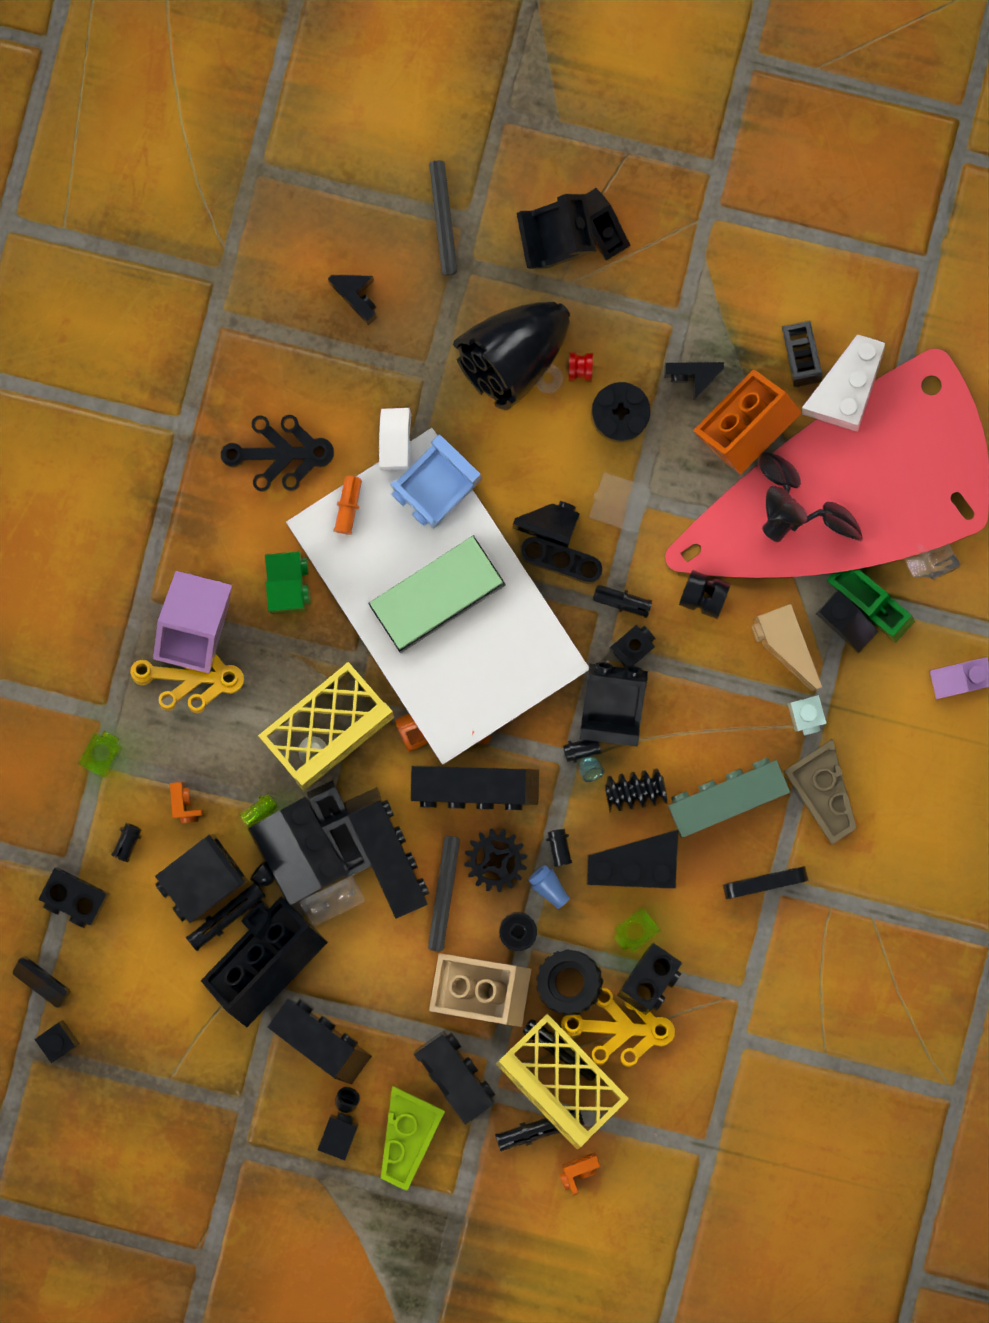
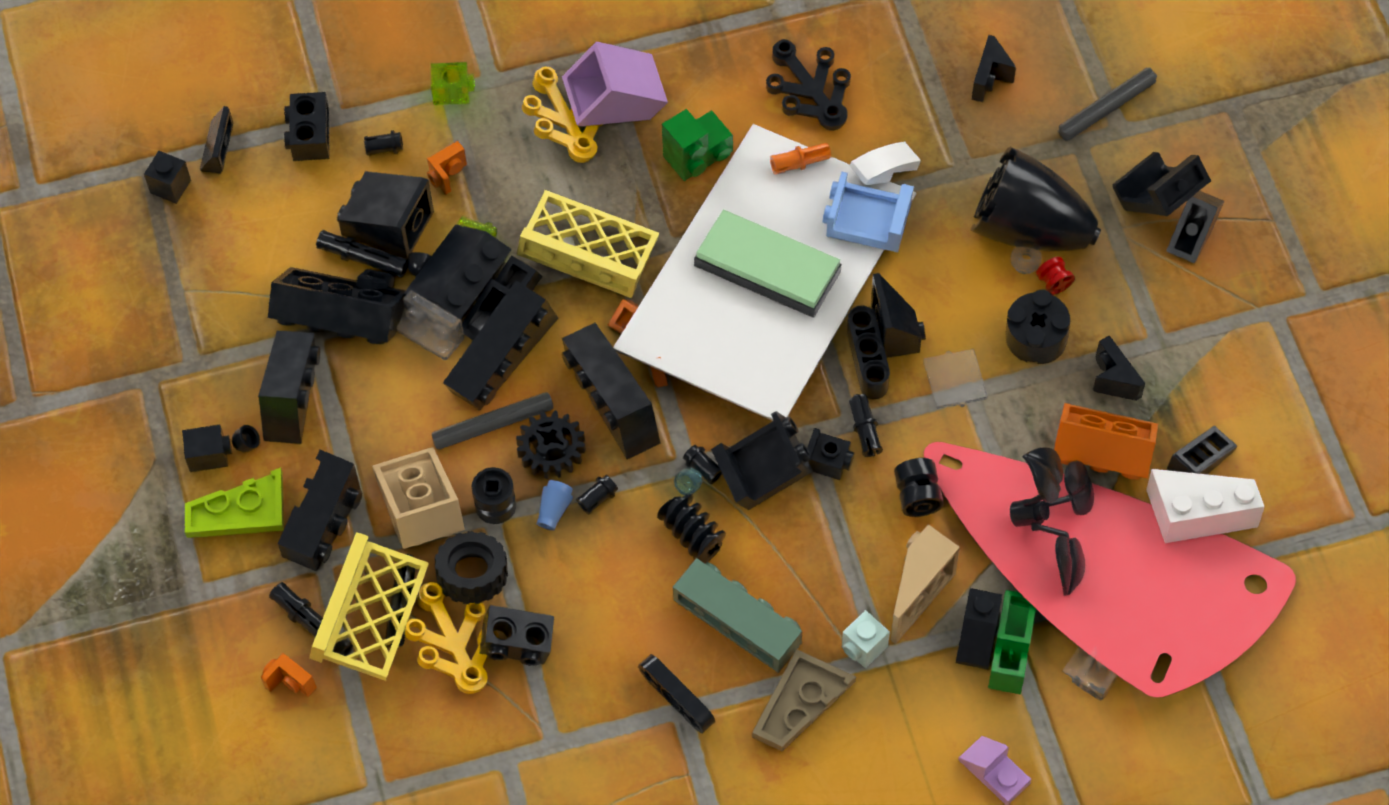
camera: 60 degrees right, 25 degrees down
(636, 864) = (623, 566): black wedge -> none
(649, 930) = (564, 612): clear neon green brick -> none

